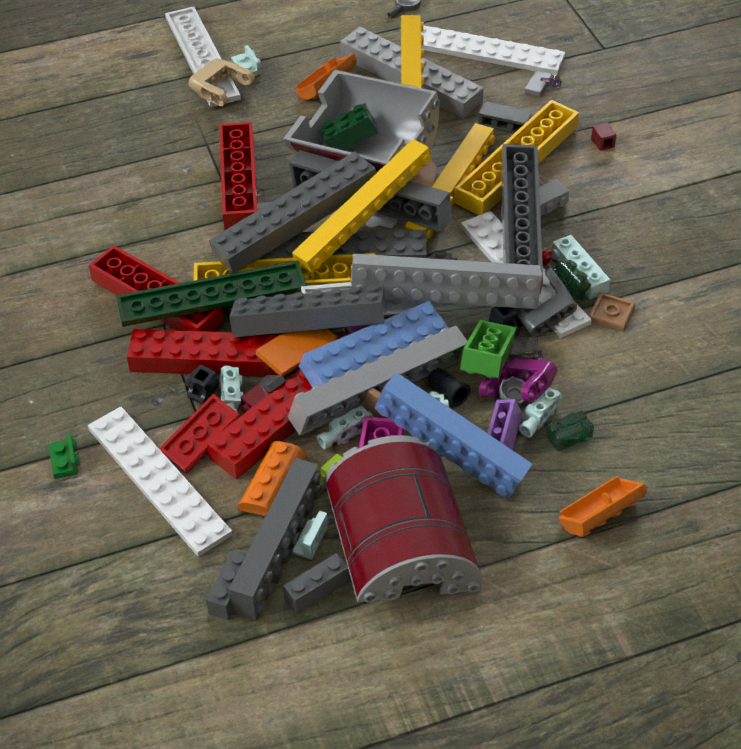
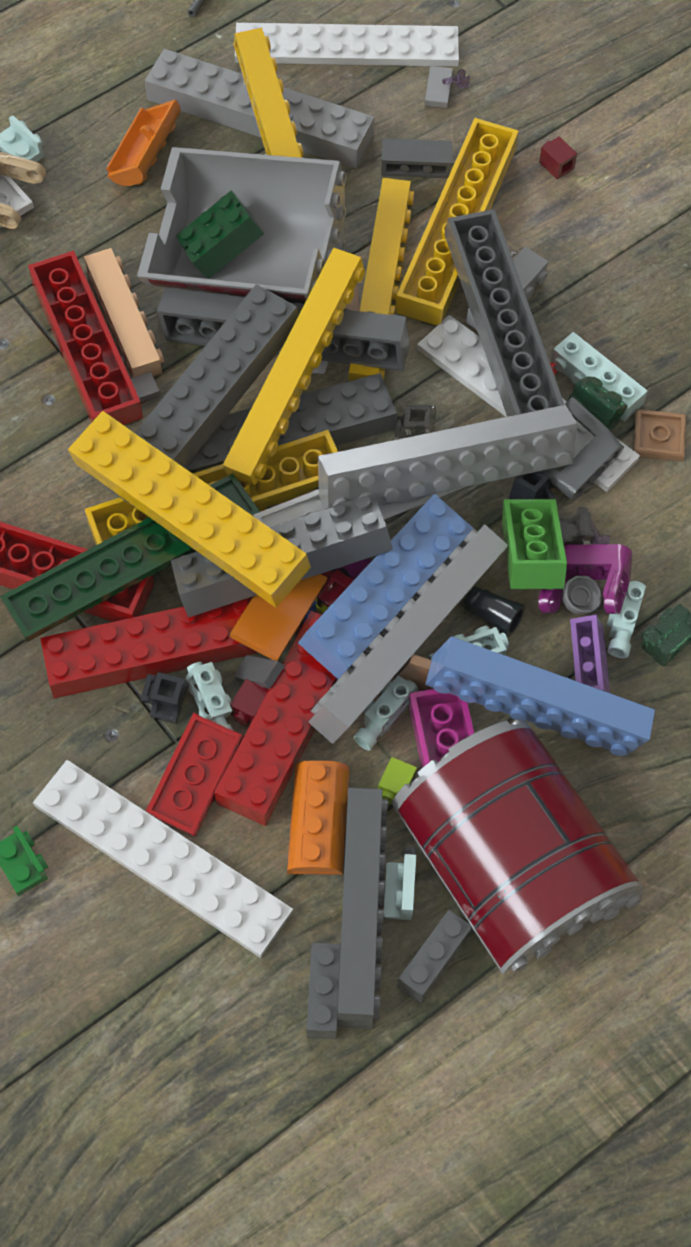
camera: 20 degrees left, 15 degrees up
(256, 266) = (190, 509): none -> yellow brick
(271, 164) = (122, 313): none -> light nougat brick

